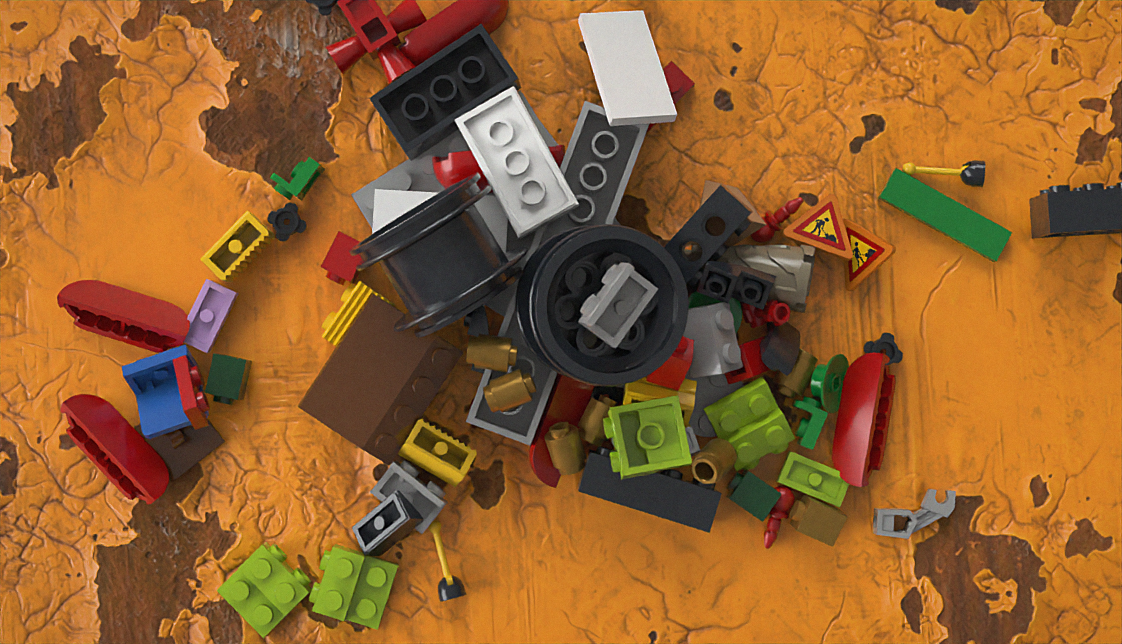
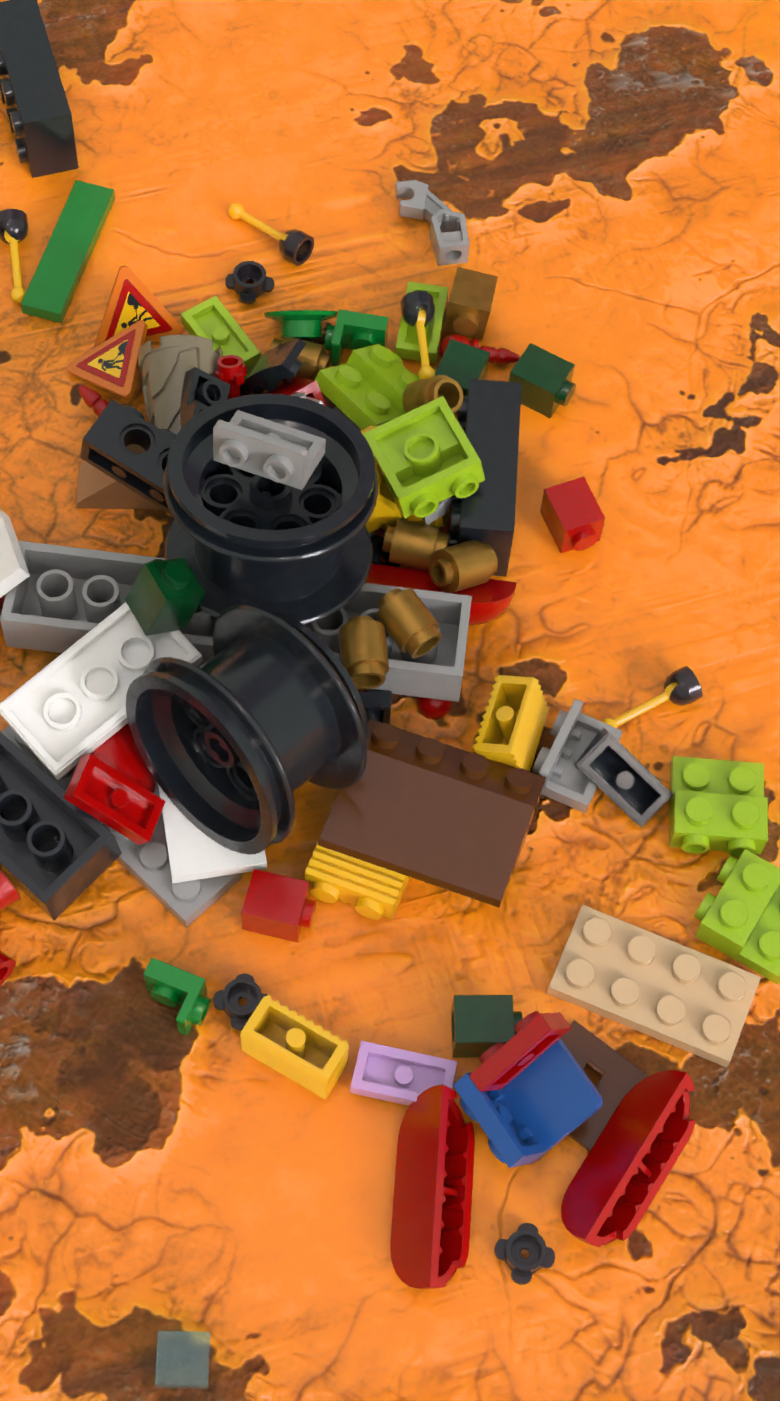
camera: 105 degrees left, 25 degrees down
(64, 137) = (183, 1359): none -> clear light blue tile
(67, 362) = (529, 1239): none -> black plate
(235, 502) = (654, 985): none -> tan plate
(430, 157) = (114, 799): none -> red plate
(558, 215) = (164, 596): none -> dark green brick
(609, 548) = (572, 515): none -> red brick
(736, 559) = (544, 380): none -> dark green brick
(812, 474) = (420, 318): none -> hinge
(831, 317) = (215, 323): none -> lime plate
(863, 418) = (336, 284): red brick -> none
(912, 394) = (293, 244): none -> black hinge

